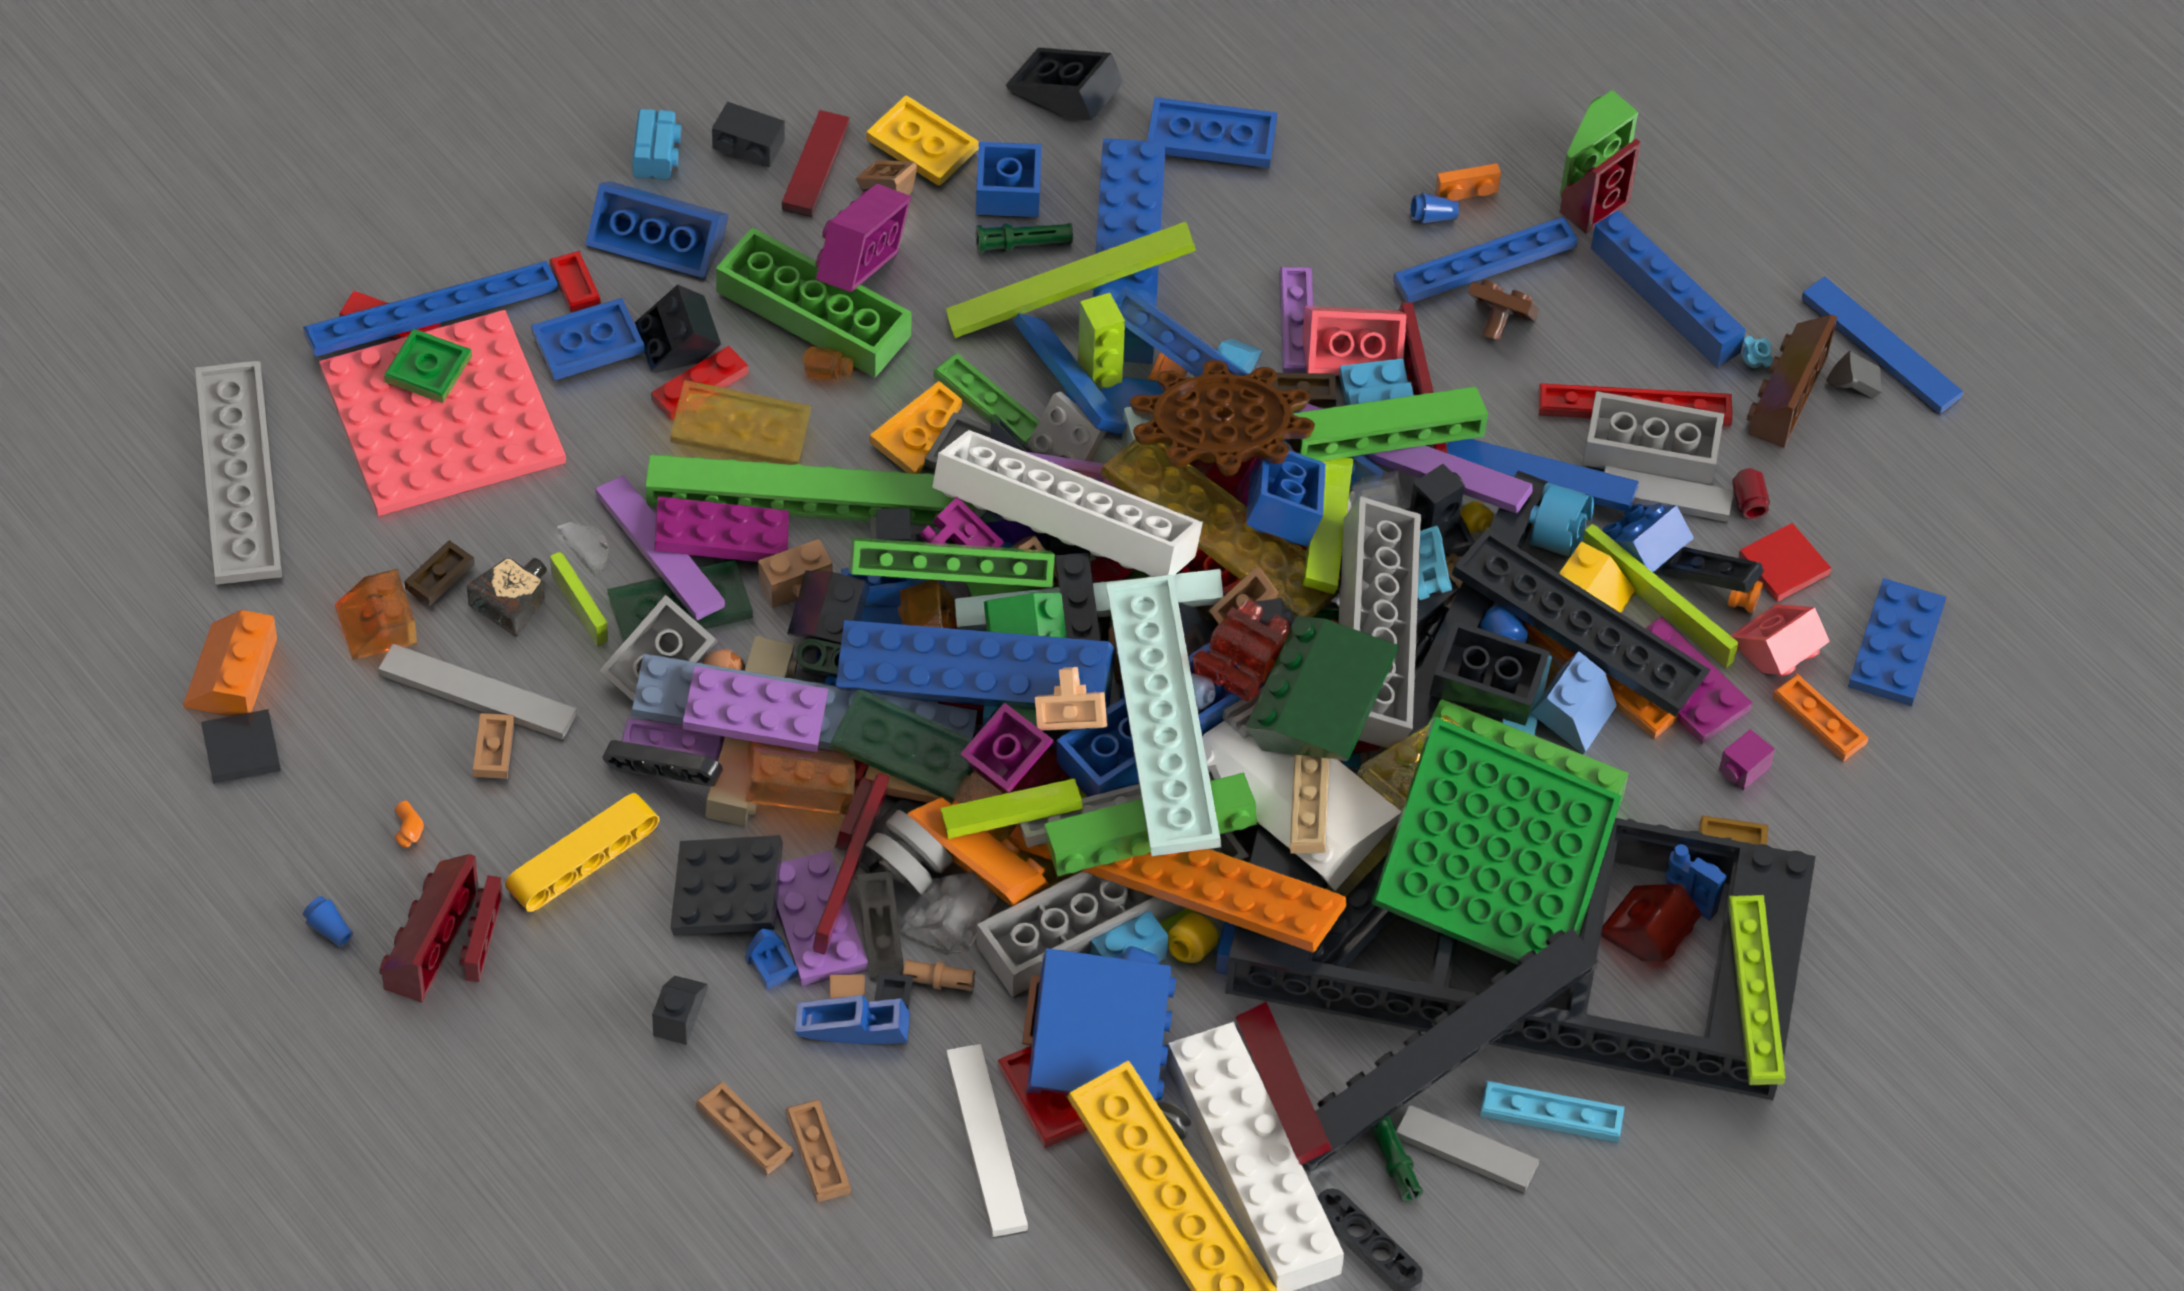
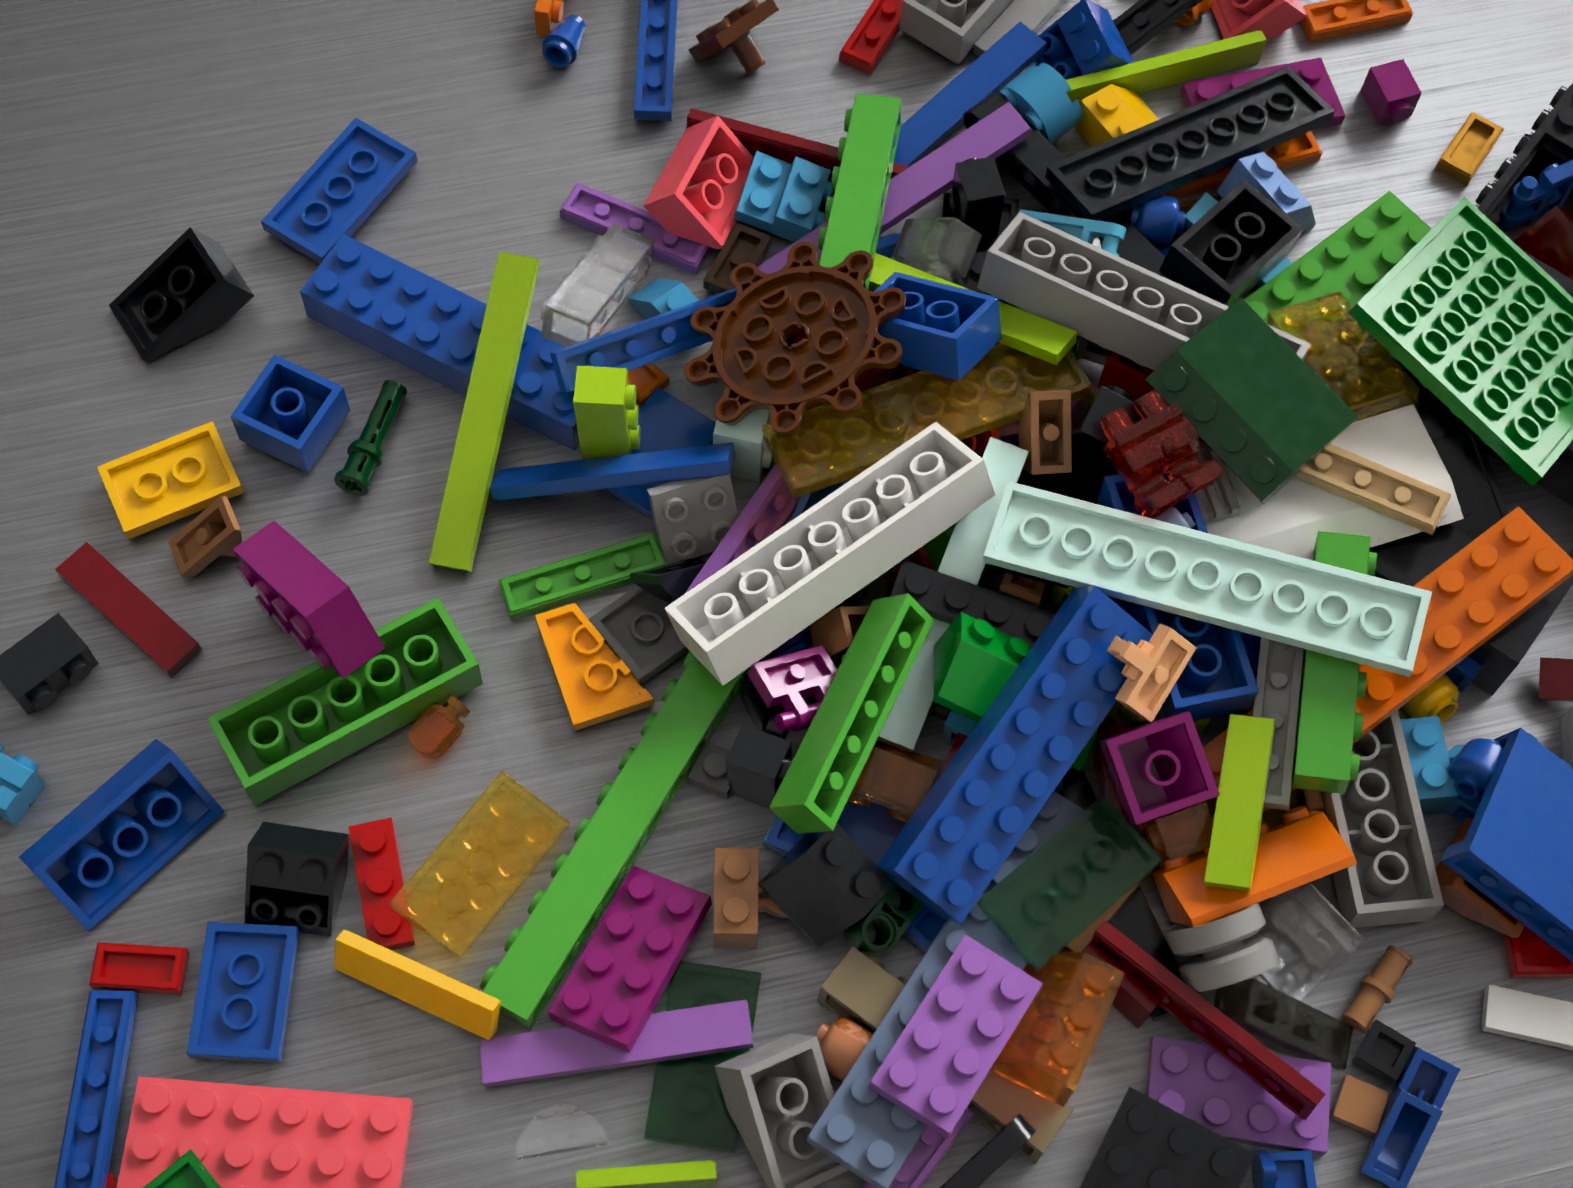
camera: 65 degrees left, 10 degrees up
(639, 423) = (417, 984): none -> yellow tile
(1217, 306) = (597, 286): none -> clear brick

